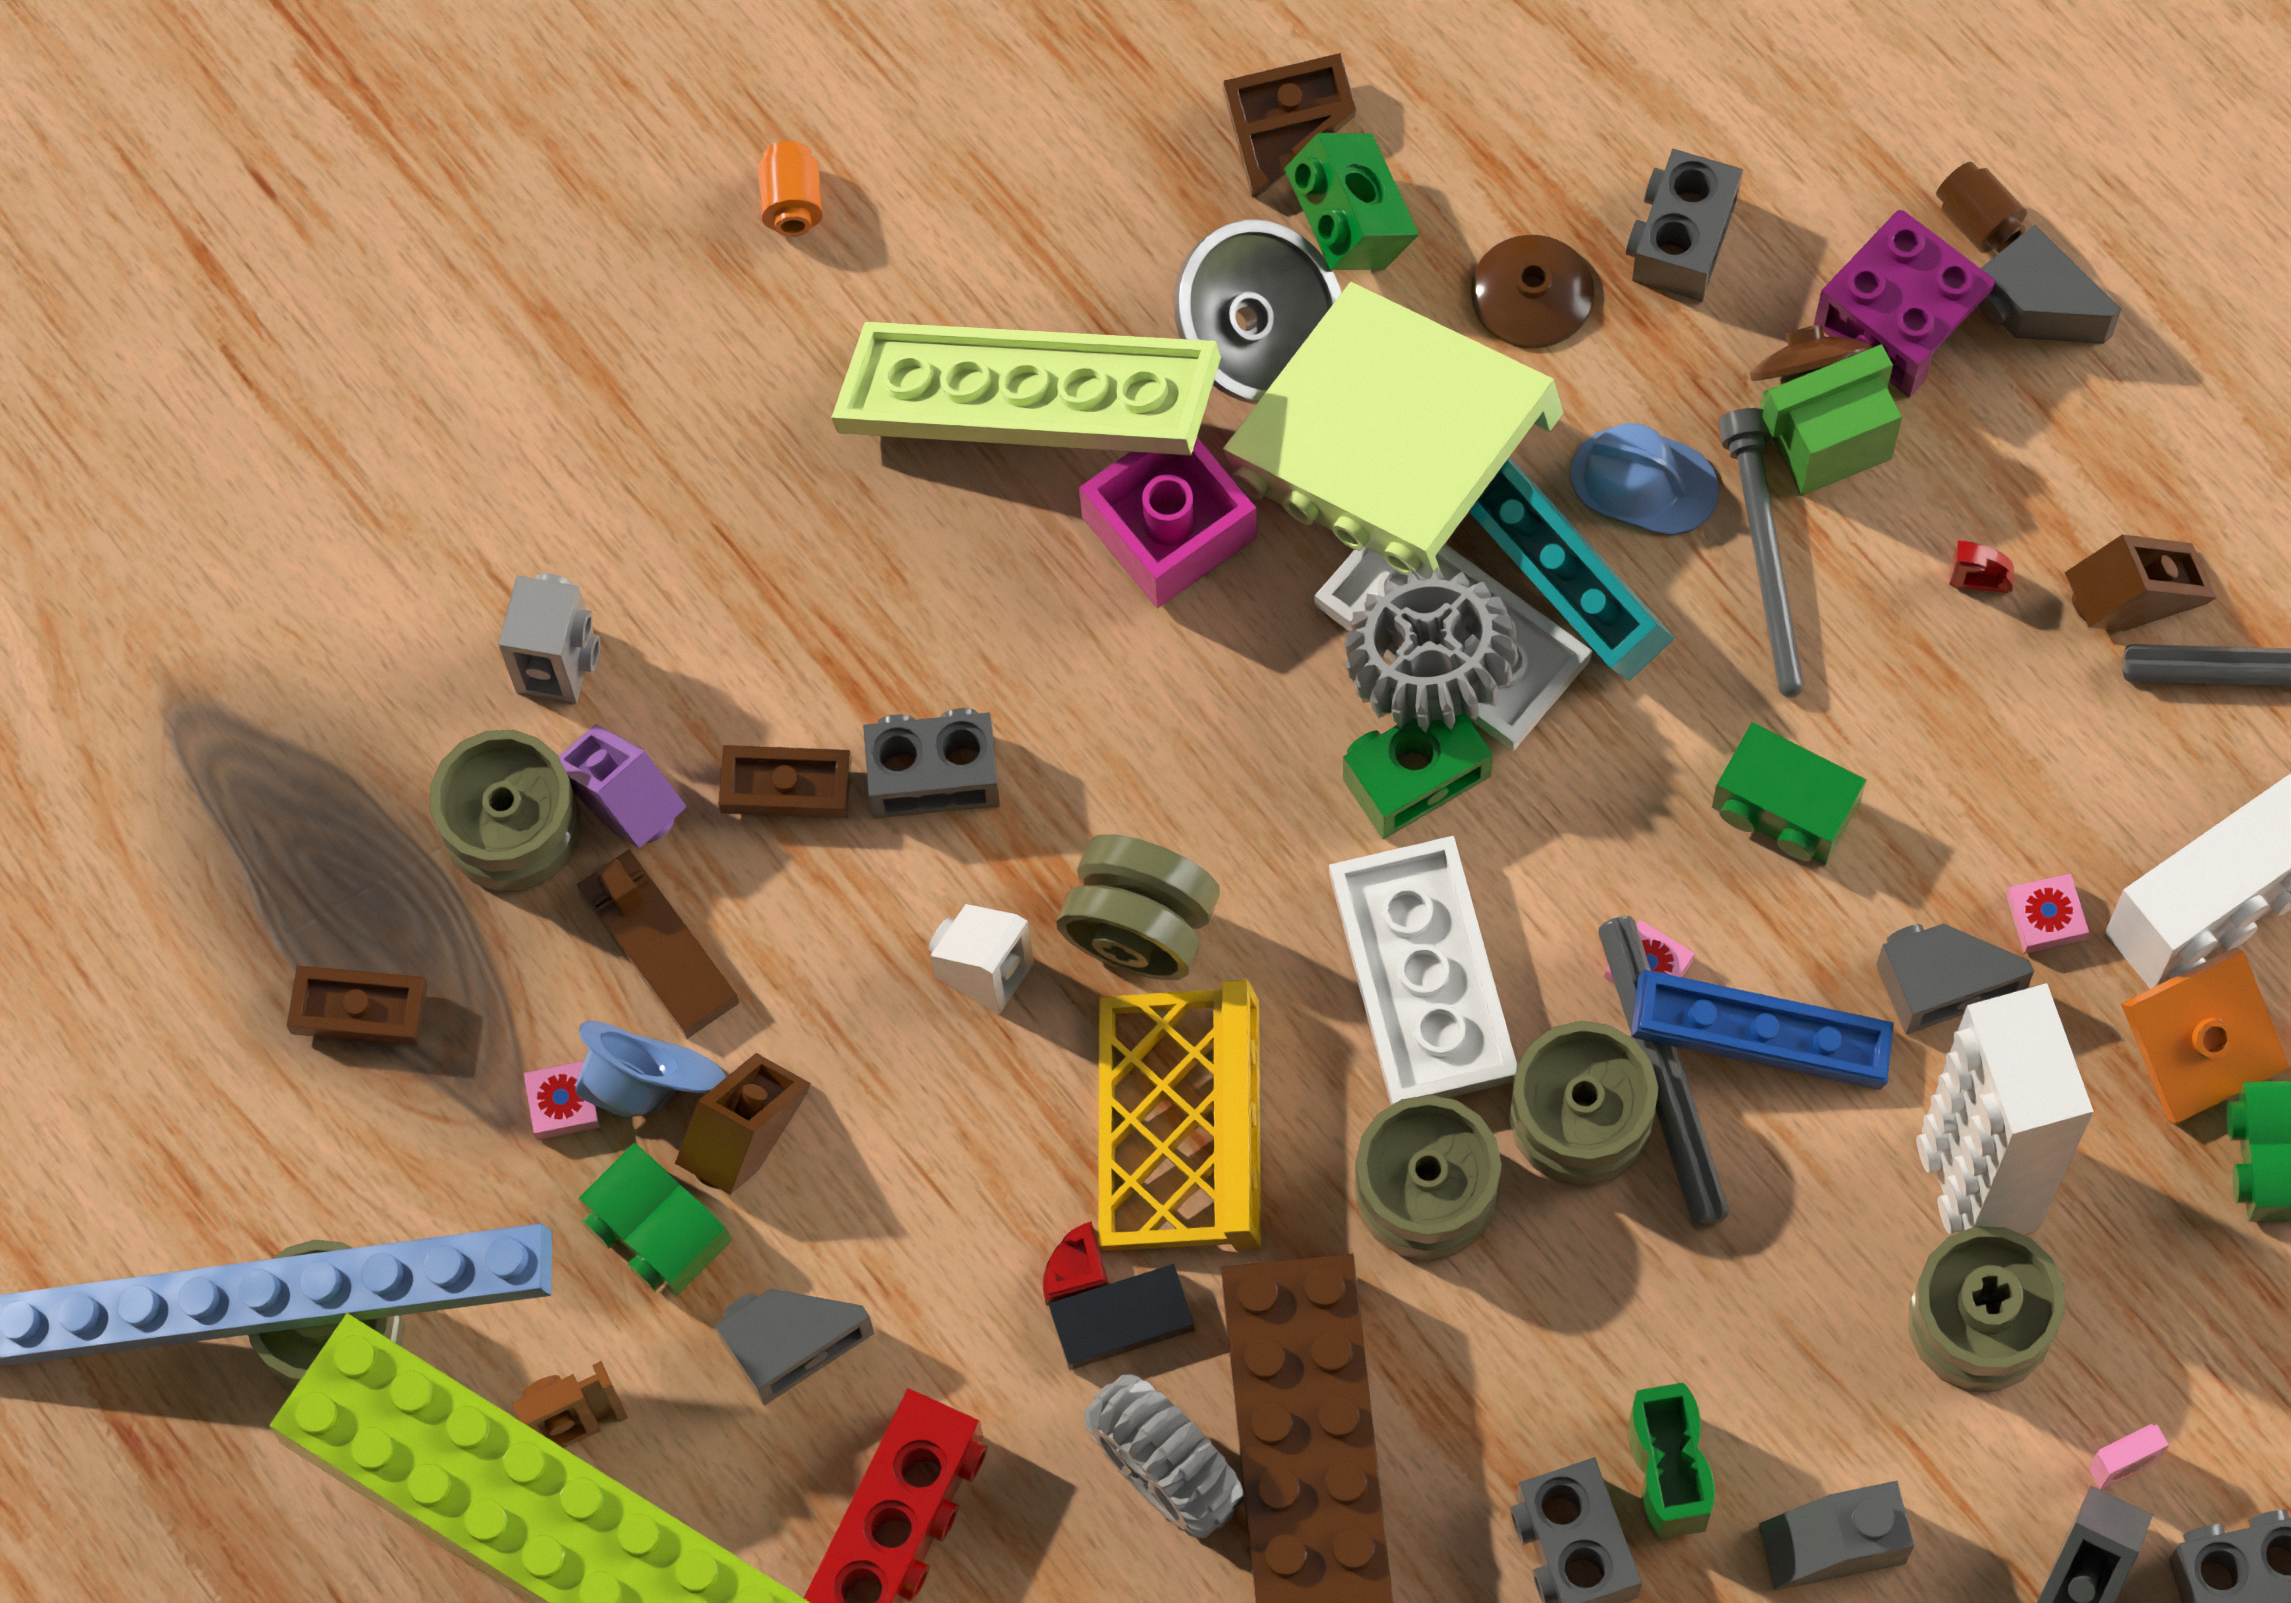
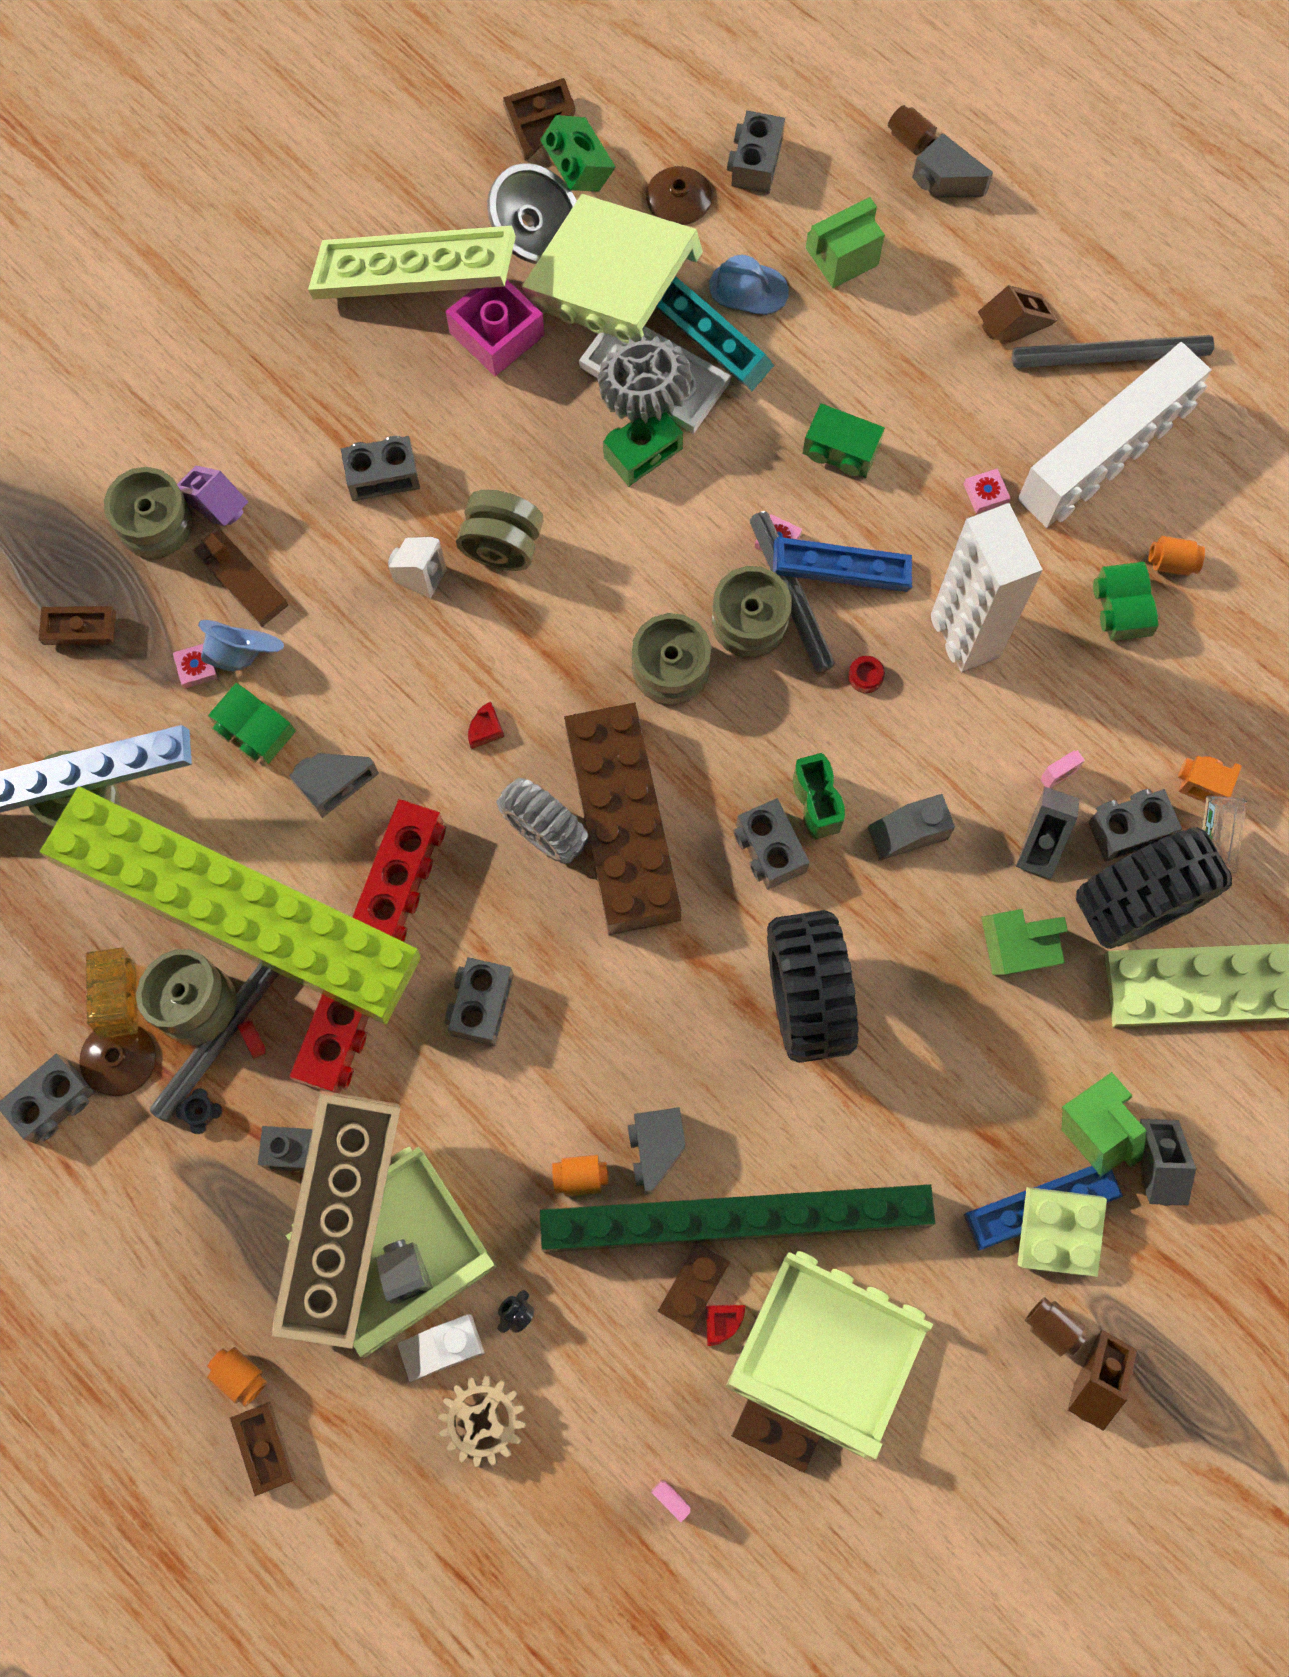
camera: 10 degrees left, 5 degrees up
(548, 638) = (163, 418): light grey brick -> none
(568, 1408) = (211, 827): dark orange plate -> none
(740, 1123) = (293, 667): reddish brown slope -> none
(785, 781) = (301, 485): reddish brown plate -> none
(789, 188) = (275, 174): orange brick -> none
(1121, 1317) = (512, 750): black tile -> none
(1236, 1118) = (564, 640): yellow fence -> none
(1423, 971) = (657, 551): white plate -> none
(1746, 437) = (800, 259): dark grey piece -> none
(1786, 1238) = (866, 674): none -> red tile
(1807, 351) = (827, 207): reddish brown dish -> none
(1903, 294) = (876, 171): magenta bracket -> none
(1942, 971) = (933, 526): dark grey slope -> none
(1981, 568) = (932, 315): red tile -> none
(1994, 1271) = (978, 698): olive wheel -> none
(2205, 1035) = (1078, 544): orange plate -> none

